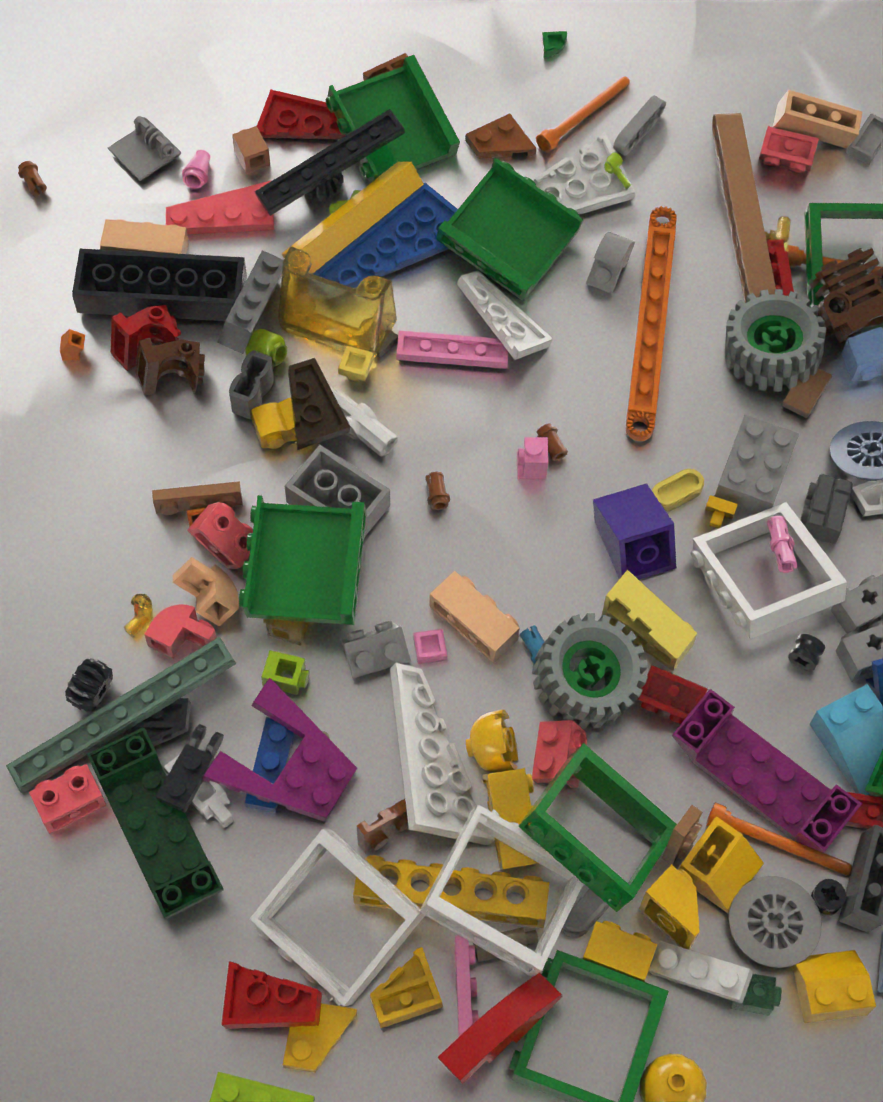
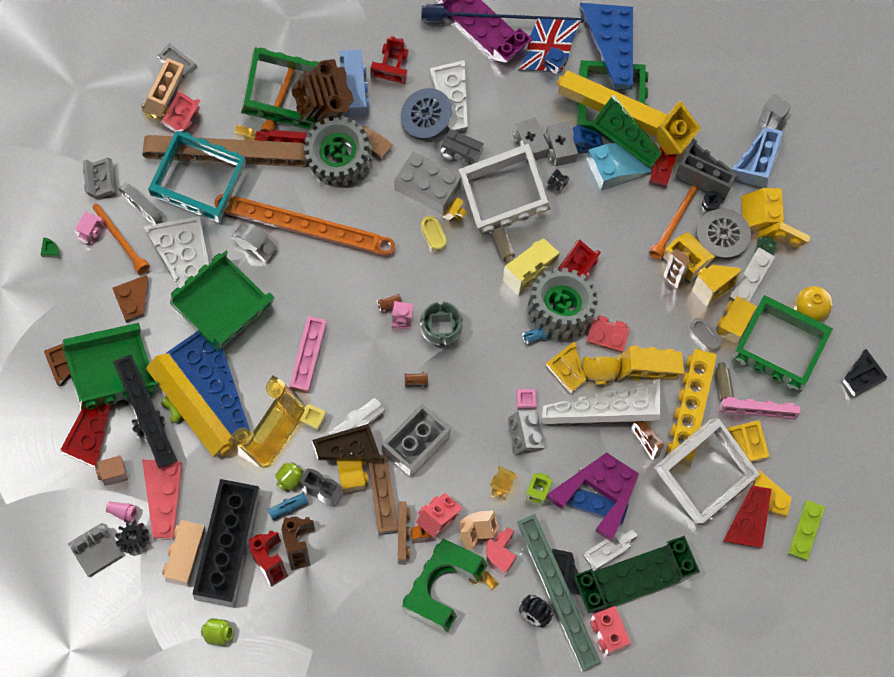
camera: 85 degrees left, 5 degrees up
(29, 172) = (105, 633): dark orange pin -> none
(38, 294) = (217, 632): none -> lime head
(71, 345) = (265, 610): orange piece -> none
(98, 531) = (446, 558): none -> green arch
(161, 184) = (132, 530): none -> black gear
(189, 770) = (602, 551): black hinge -> none
(222, 354) = (287, 506): none -> dark azure pin
(251, 302) = (276, 483): dark grey arch -> none
(254, 466) = (383, 496): none -> medium nougat plate
(303, 562) = (470, 461): green panel -> none
(474, 616) = (511, 367): light nougat brick -> none
(482, 934) = (716, 344): white window -> none
(487, 694) = (567, 368): none -> yellow wing
(499, 1027) = (781, 386): red slope -> none
(507, 321) = (291, 315): white wing -> none
(524, 491) = (441, 313): none -> sand green piece
(589, 73) = (89, 227): none -> bright pink brick
(612, 165) = (176, 226): lime hand -> none
(623, 800) = (628, 314): green window -> none
(636, 532) = (464, 262): dark purple slope -> none
(664, 72) = (99, 178): none -> light grey bracket
(680, 585) = (504, 245): none -> dark tan cylinder
(697, 134) = (202, 145): none -> teal window
(763, 775) = (638, 218): magenta slope -> none
(782, 544) = (494, 175): bright pink pin -> none
(792, 1018) = (785, 235): none -> yellow wing

